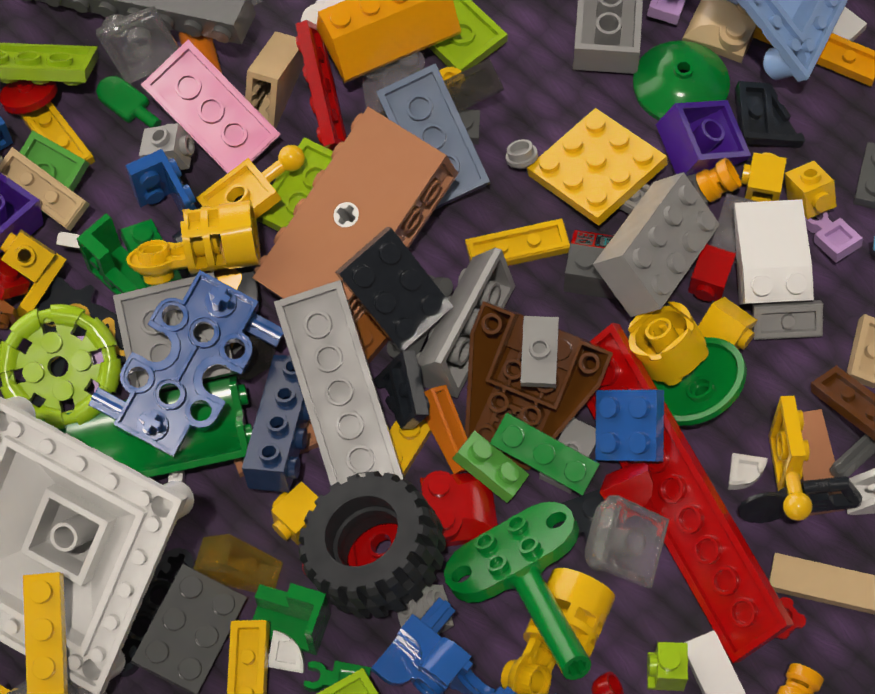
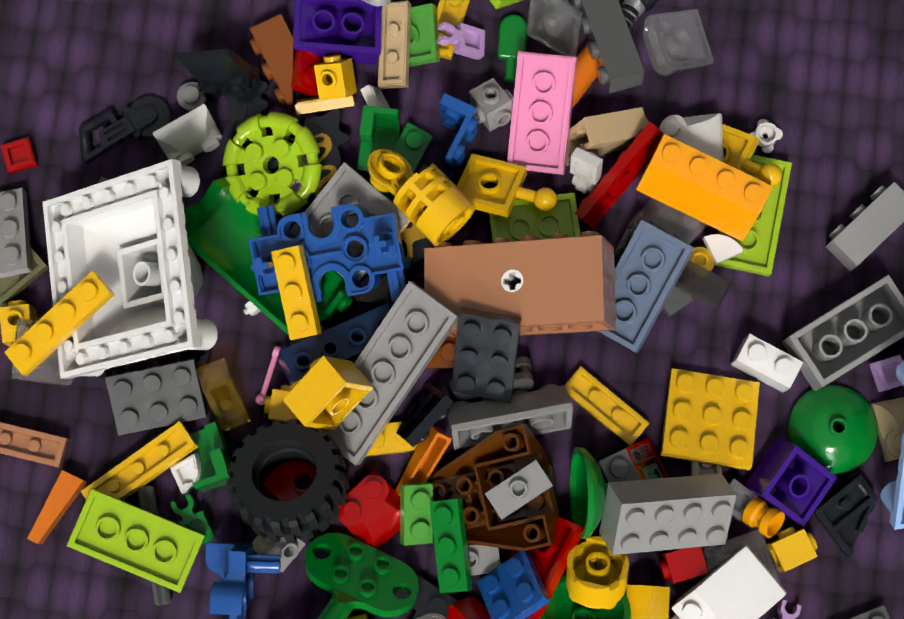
camera: 50 degrees right, 15 degrees up
(88, 130) = (467, 39): none -> lavender plate
(199, 414) = (296, 292): none -> yellow plate
(269, 537) = (260, 398): none -> bright pink hinge
(293, 110) = (586, 170): none -> white plate
(317, 444) = (327, 393): none -> yellow brick
(452, 53) = (721, 247): none -> white tile
(521, 154) = (679, 357): light grey plate -> none
(582, 299) = (586, 491): none -> green dish
(583, 89) = (766, 363): none -> white brick
(813, 187) = (807, 591): yellow brick -> none

